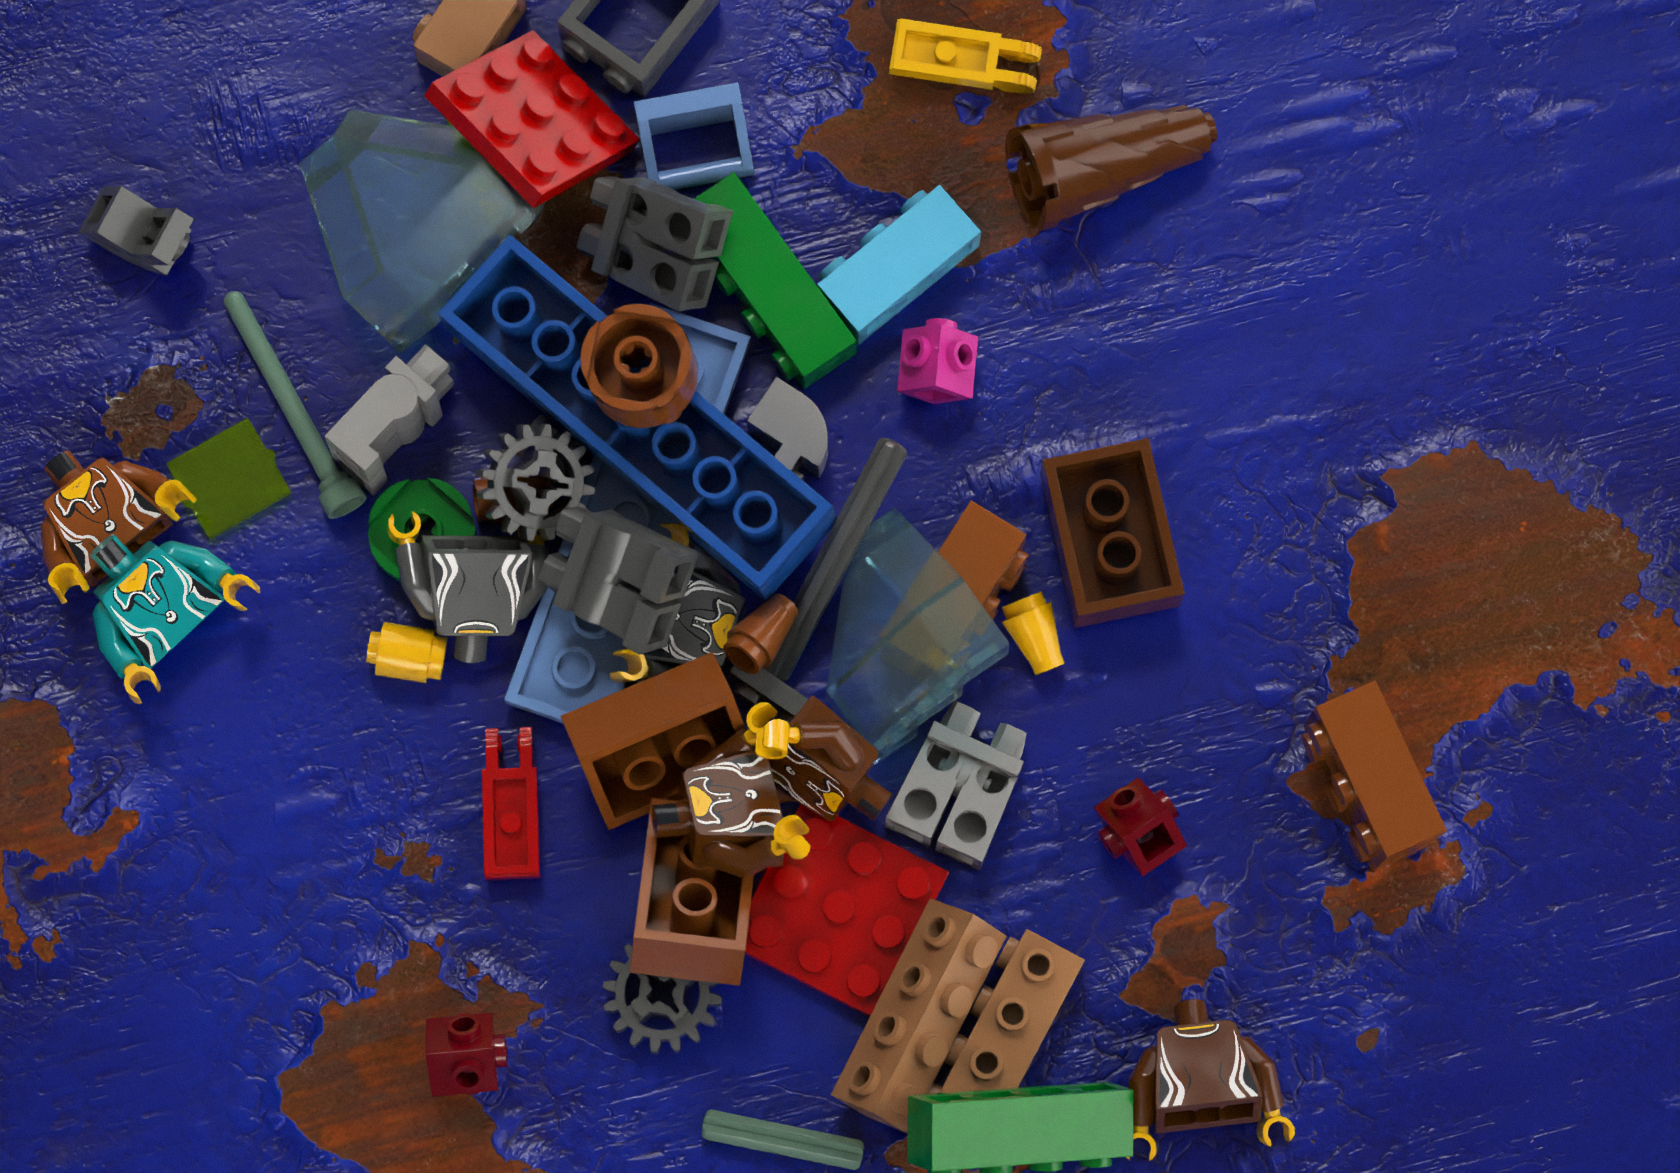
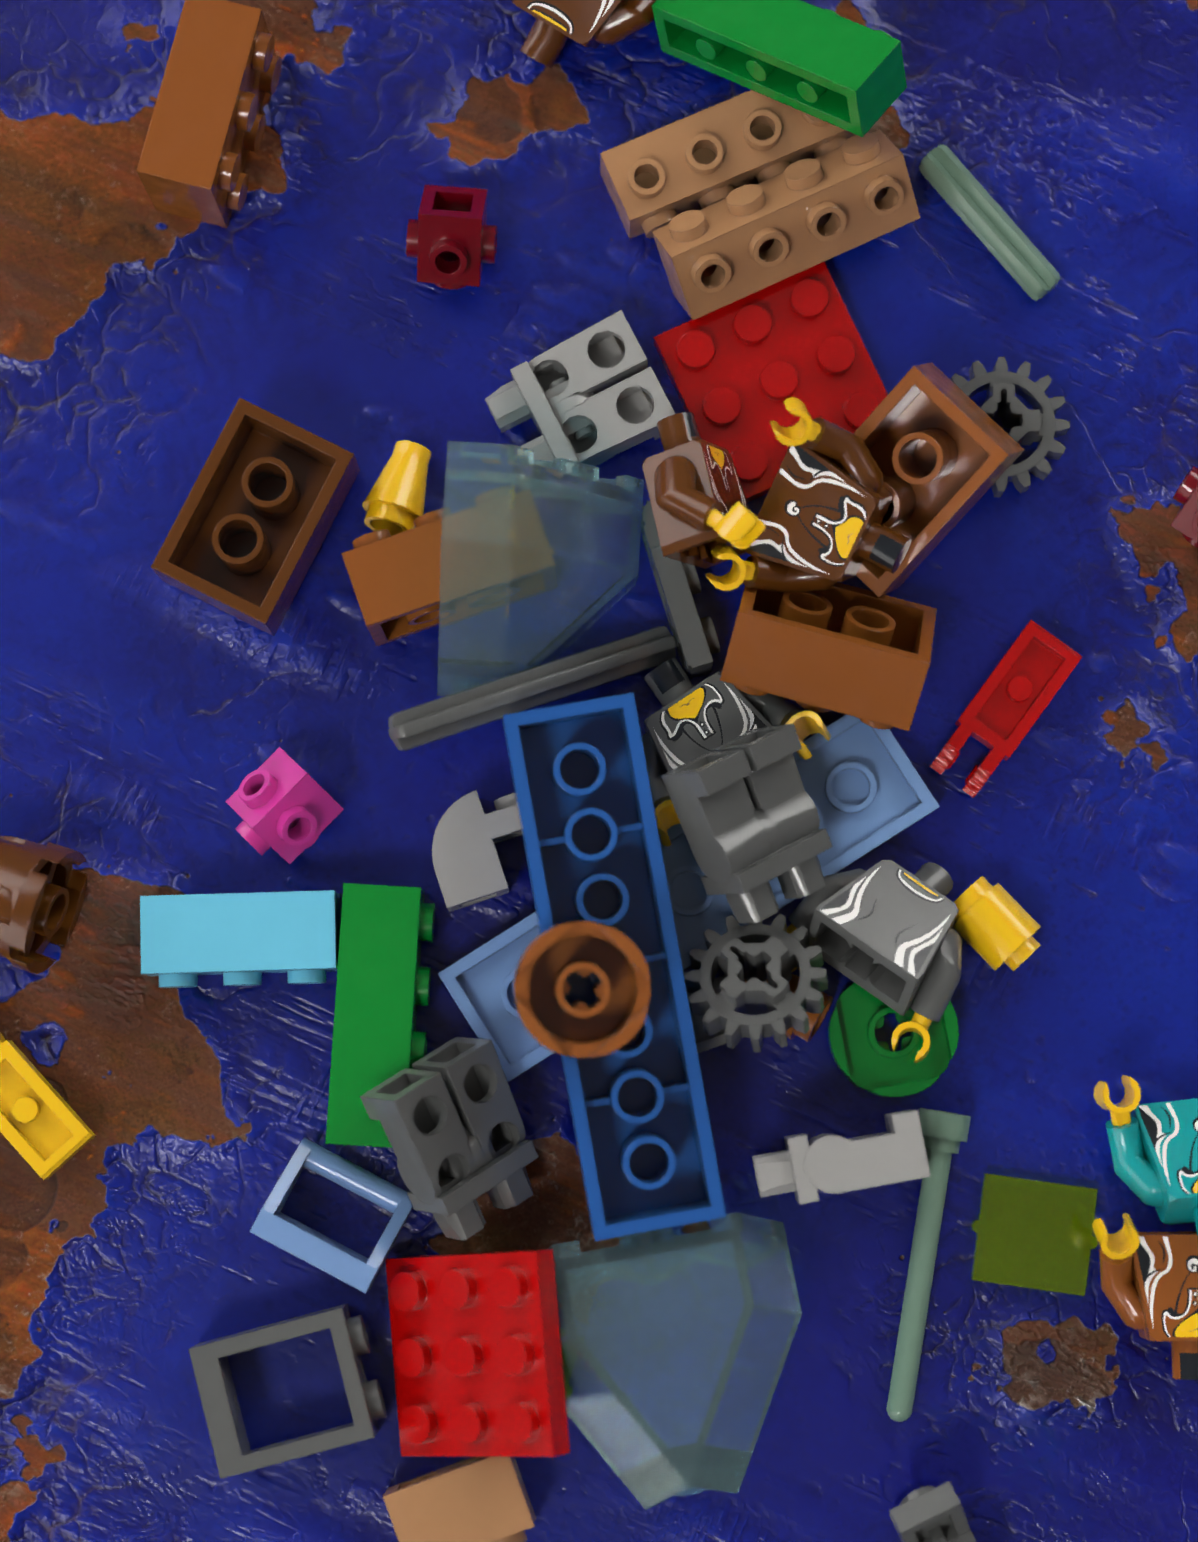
camera: 140 degrees left, 5 degrees up
(759, 636) = (659, 666): dark orange cone -> none

